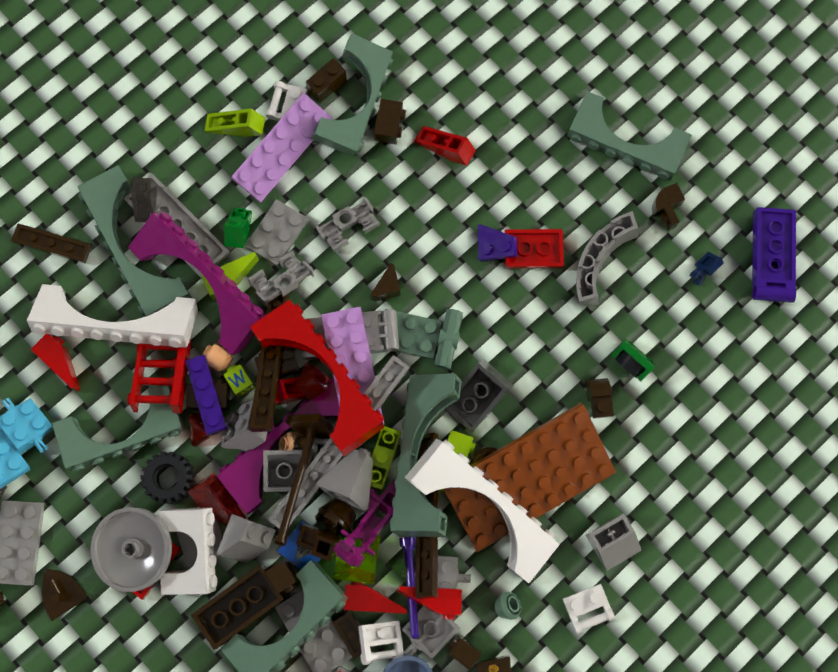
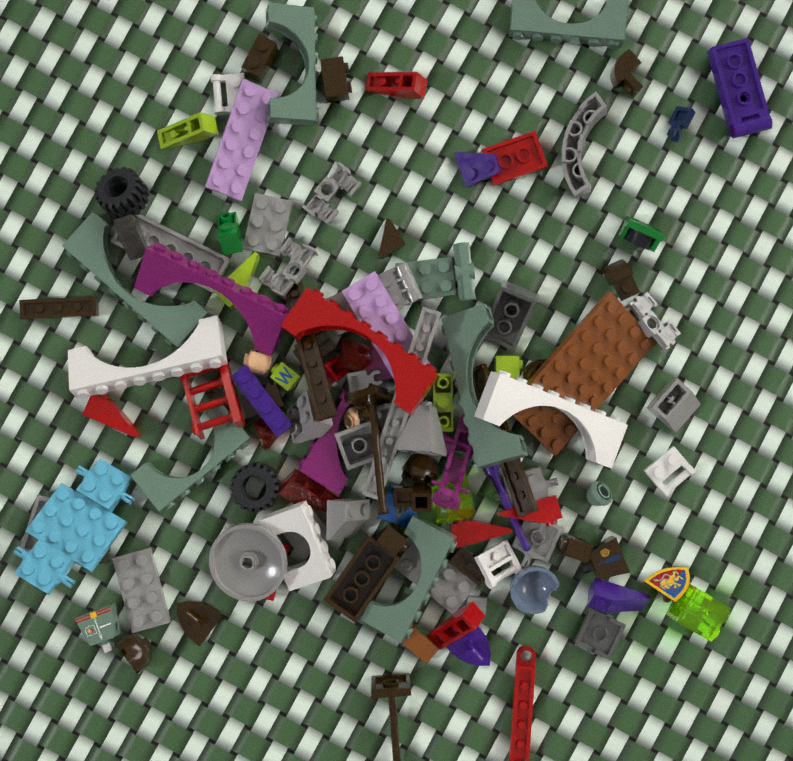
camera: 20 degrees left, 10 degrees up
(151, 157) = (110, 192): none -> black tyre
(308, 405) = (361, 380): none -> light grey plate
(611, 433) = (662, 333): none -> light grey piece

